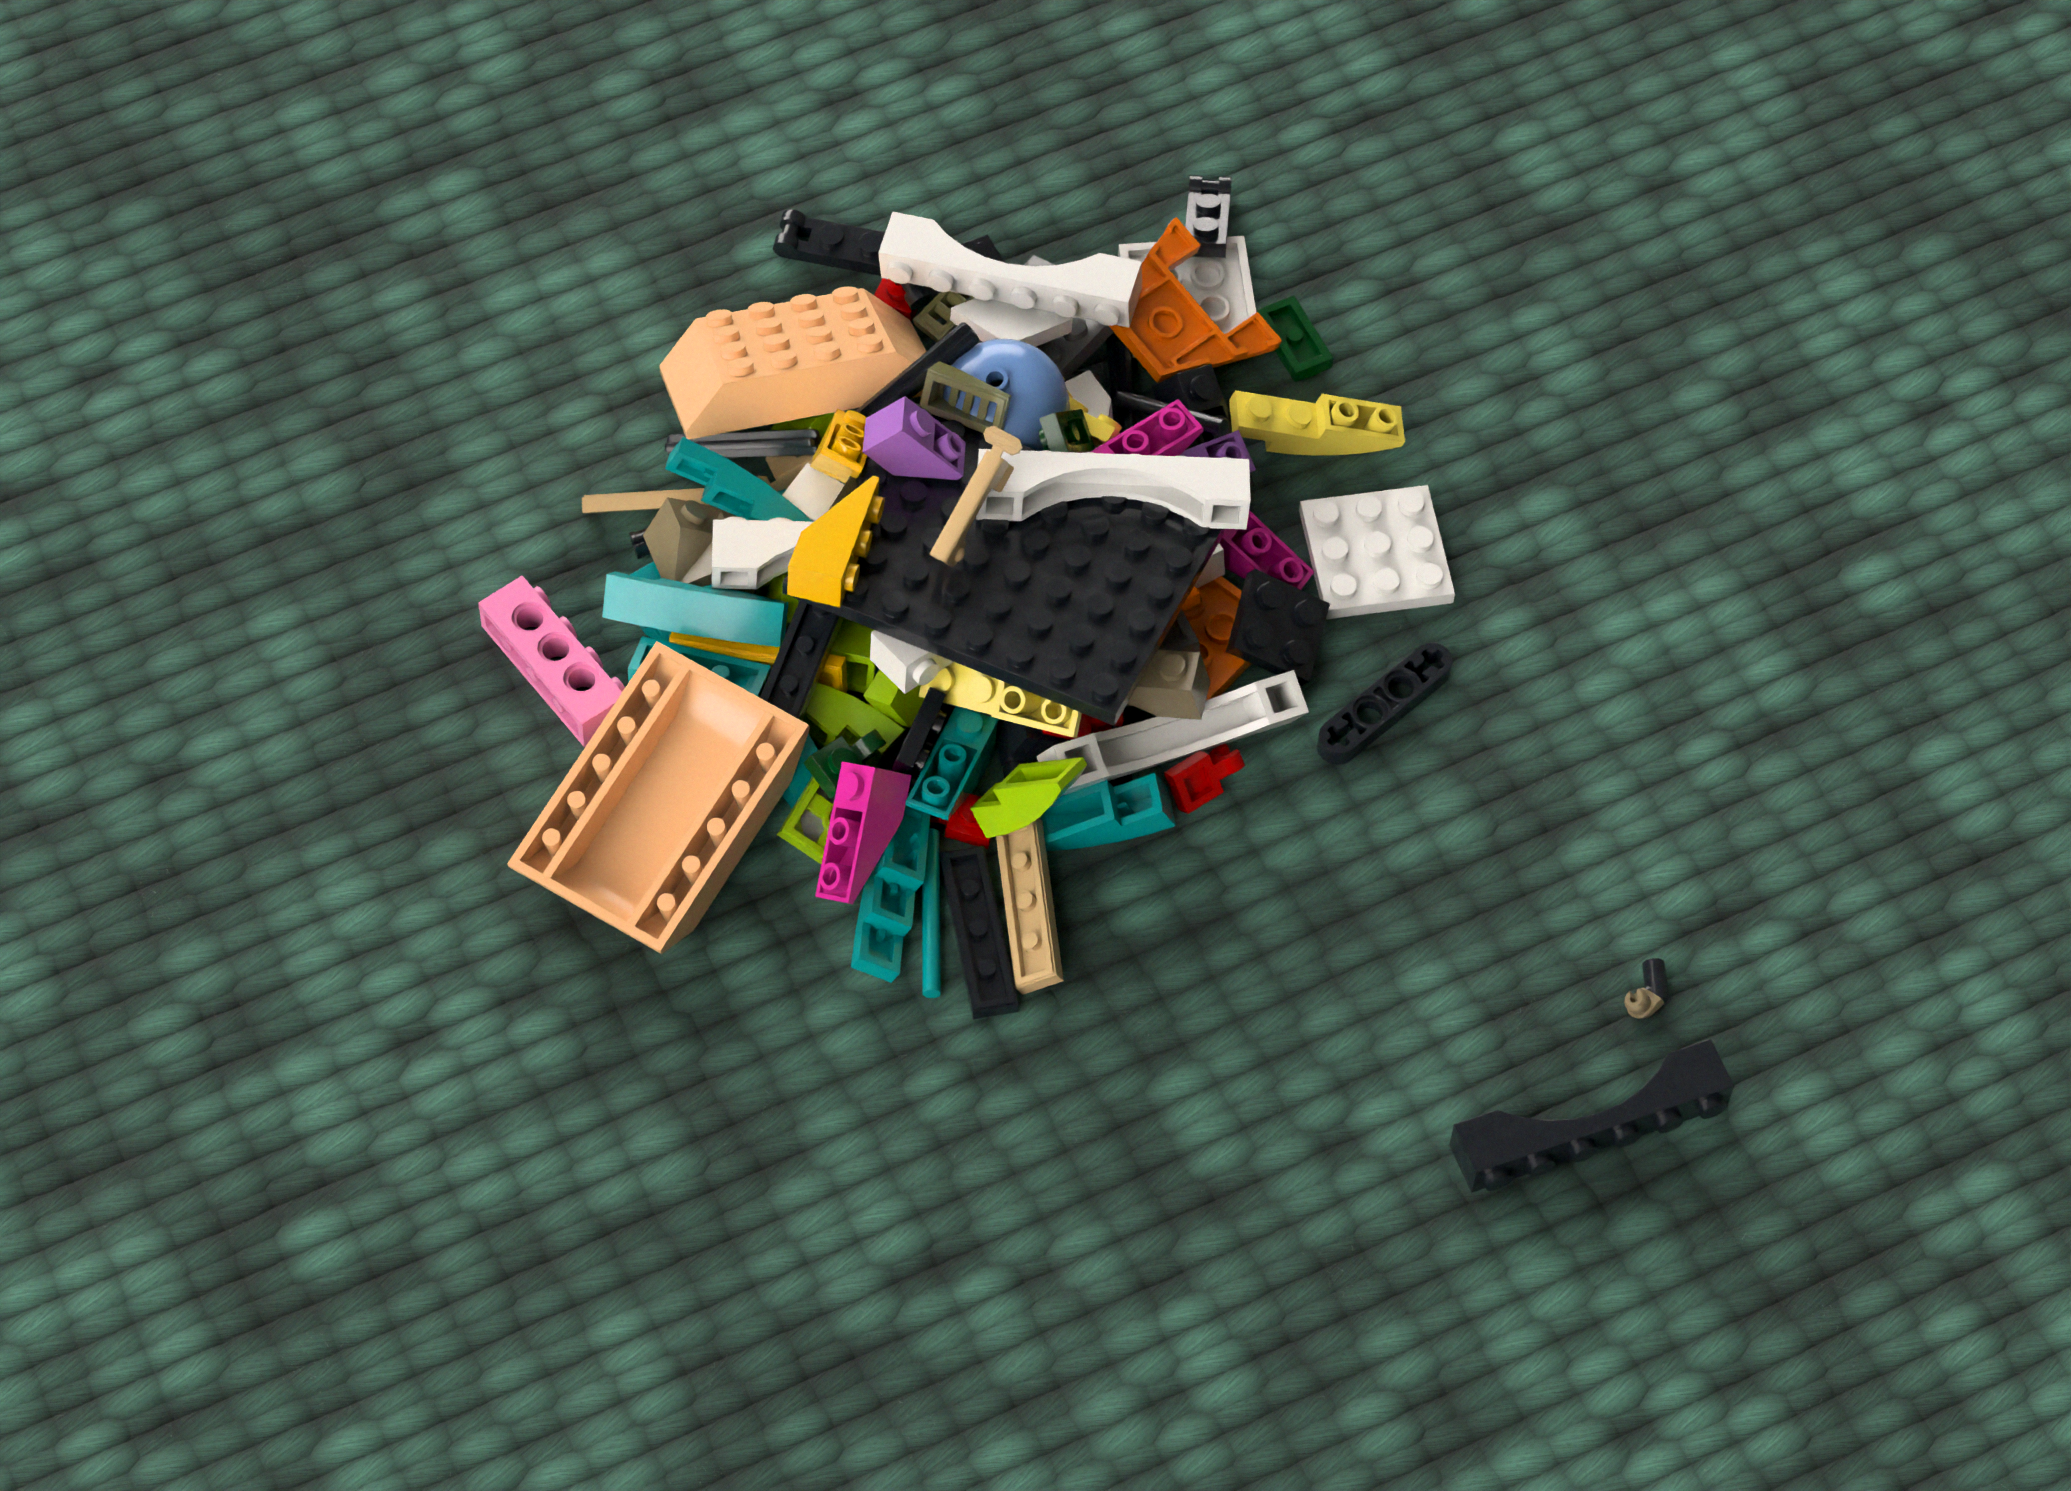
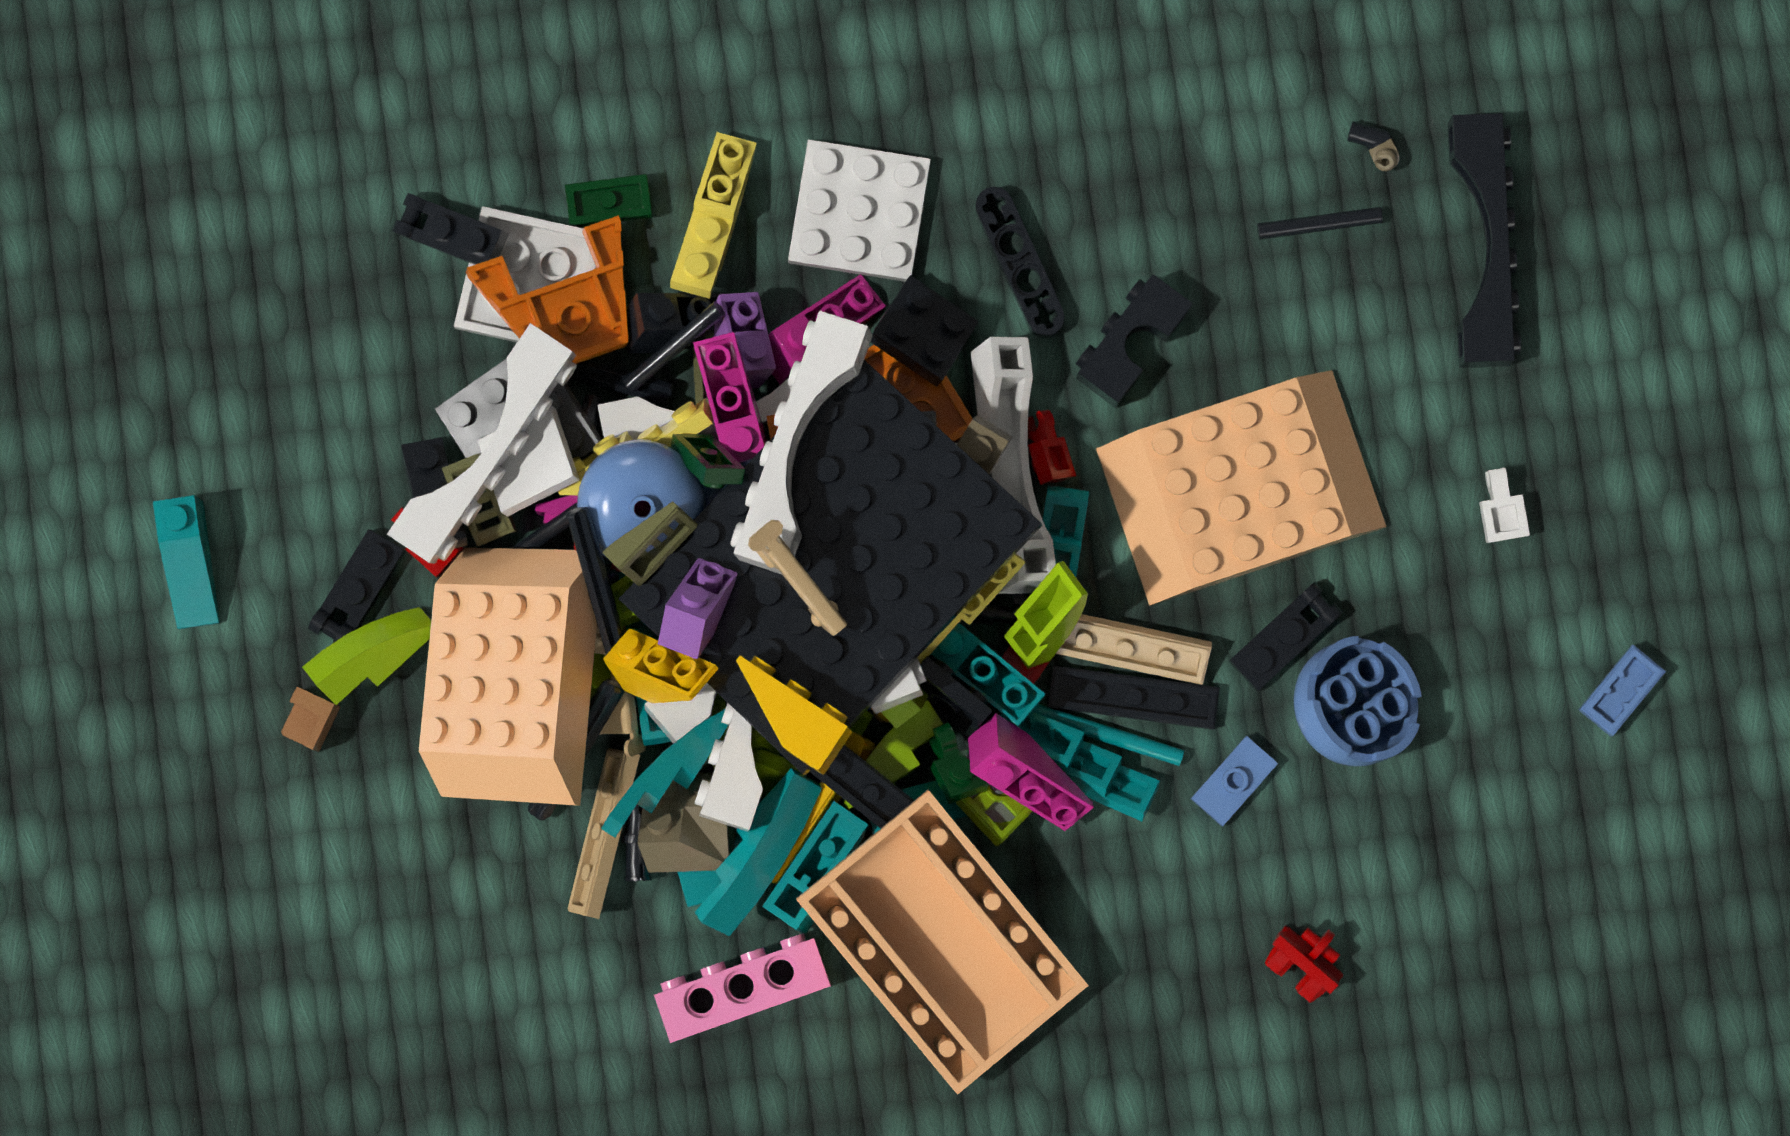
camera: 65 degrees left, 25 degrees up
(697, 242) = (309, 719): none -> medium nougat panel
(762, 1168) = (1311, 955): none -> red hips
(774, 256) = (369, 652): none -> lime slope
(814, 100) = (187, 560): none -> teal slope
(925, 1048) = (1234, 781): none -> medium blue plate
(1050, 1115) = (1357, 702): none -> medium blue cylinder
(1095, 1054) = (1284, 638): none -> black plate
(1163, 1398) = (1621, 690): none -> medium blue plate
(1242, 968) = (1240, 486): none -> light nougat slope
(1310, 1224) = (1504, 514): none -> white plate
(1314, 804) = (1152, 309): none -> black arch
(1544, 964) = (1319, 223): none -> black bar

